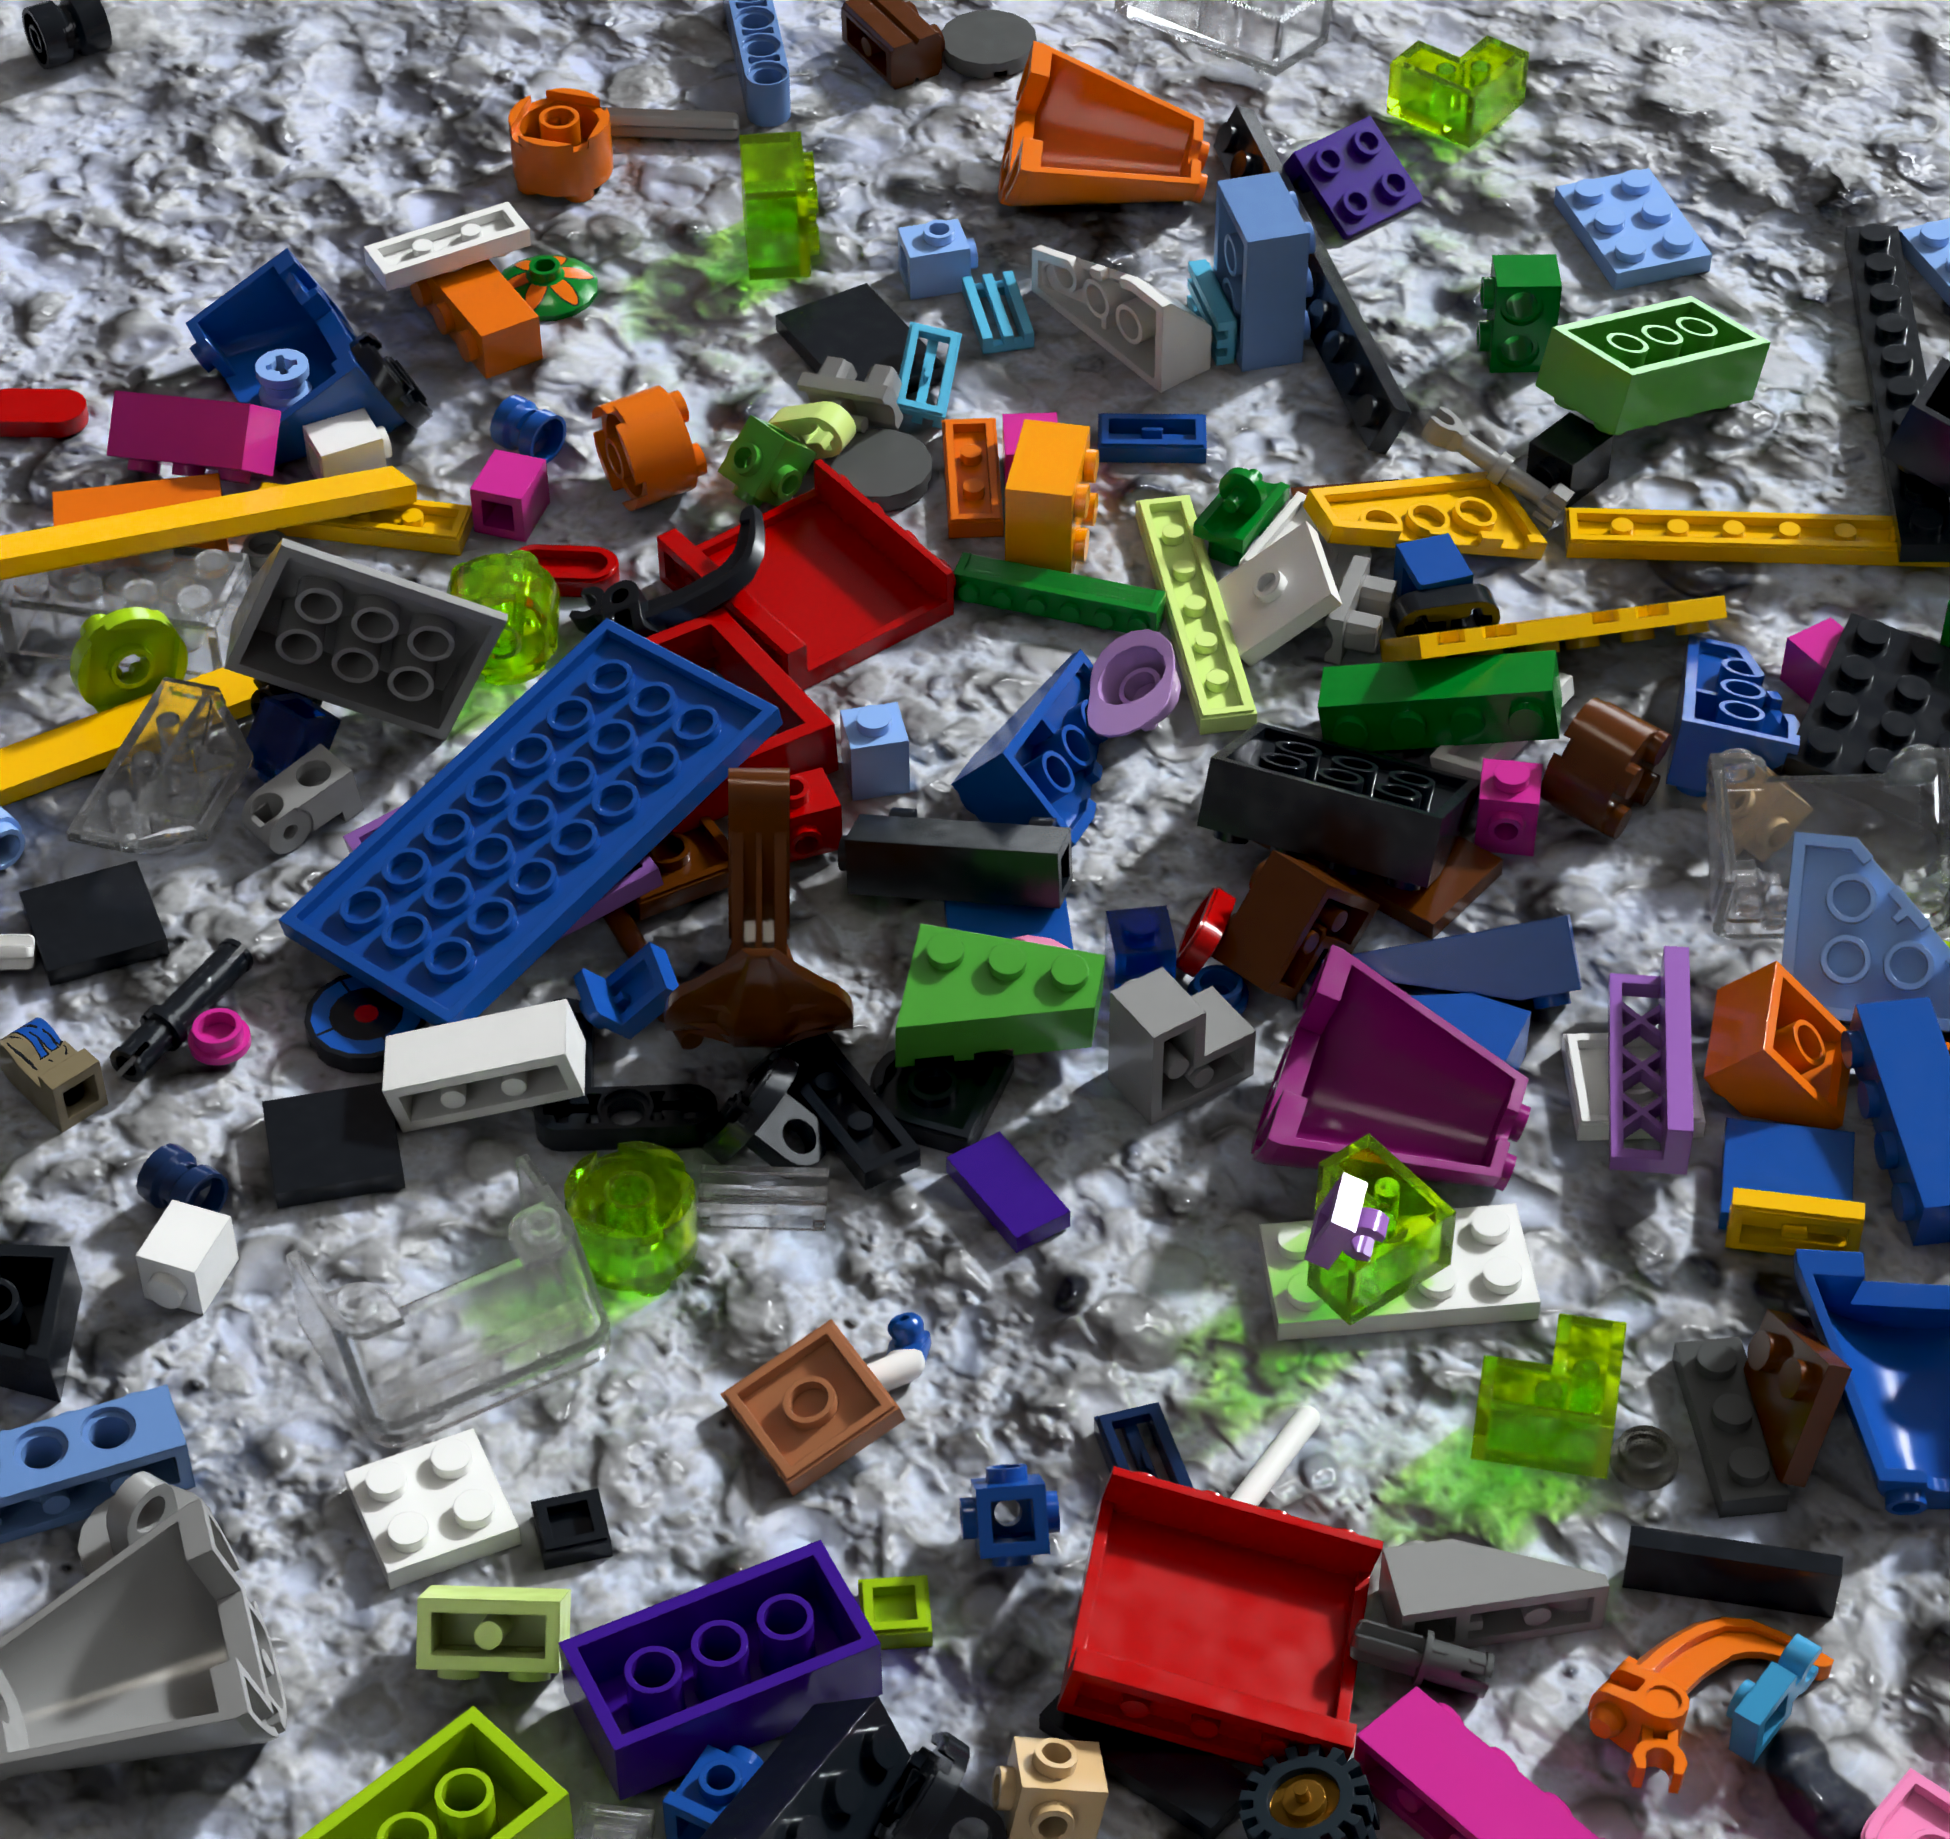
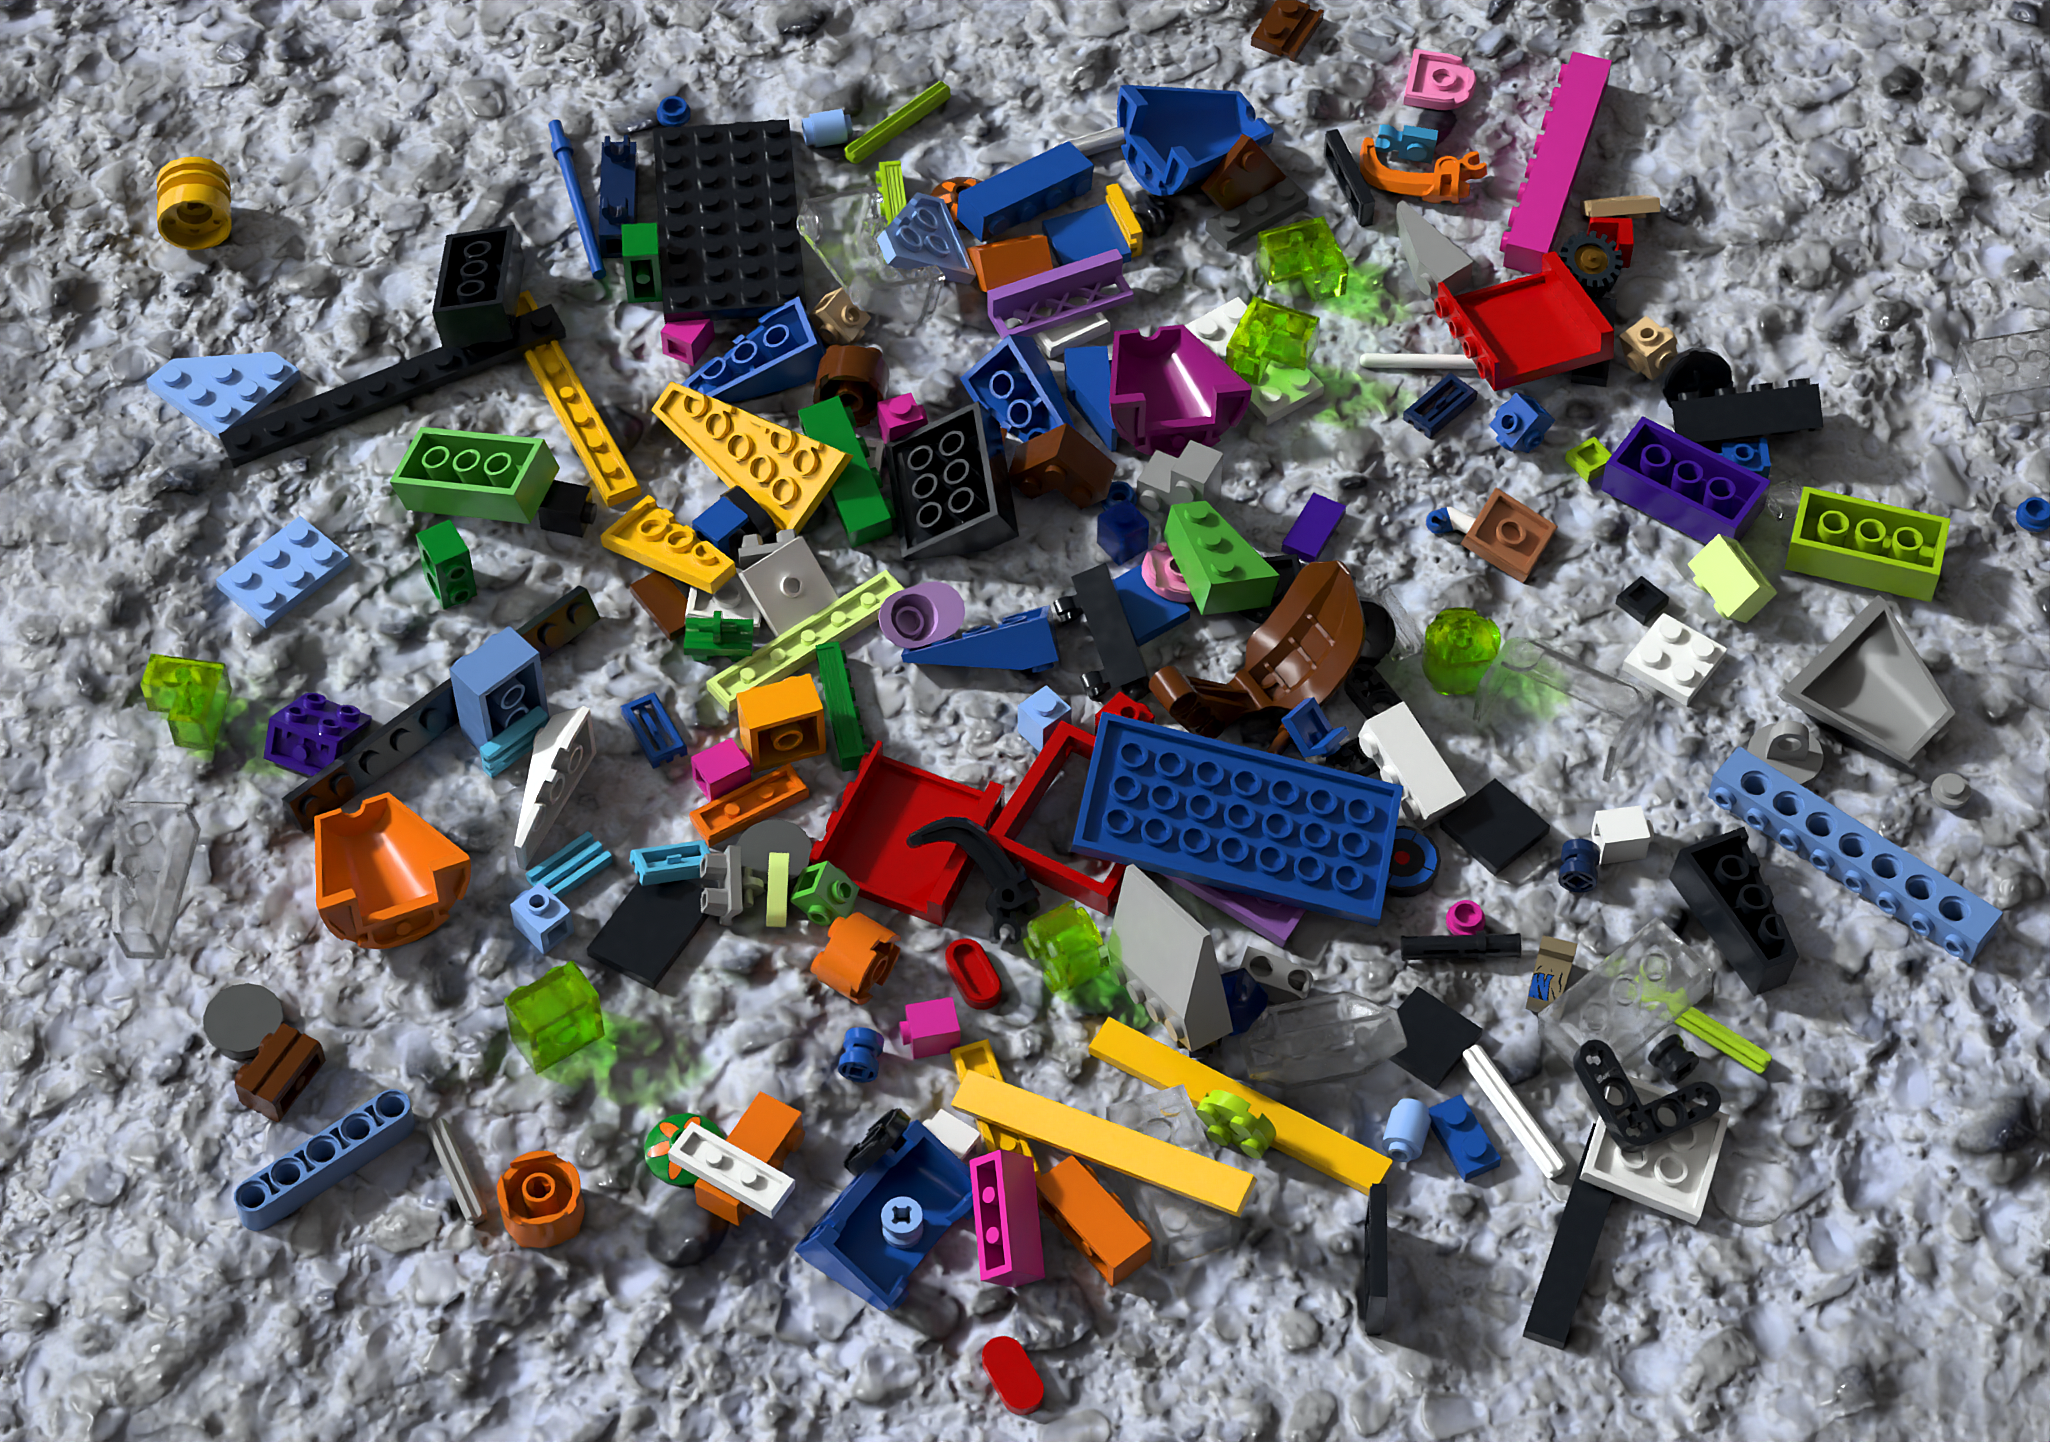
camera: 120 degrees left, 10 degrees up
(1204, 931) = (1080, 511): red tile -> none
(1345, 1224) = (1309, 318): medium lavender tile -> none
(1422, 1657) = (1482, 269): dark grey axle -> none
(1449, 432) = (612, 502): light grey piece -> none

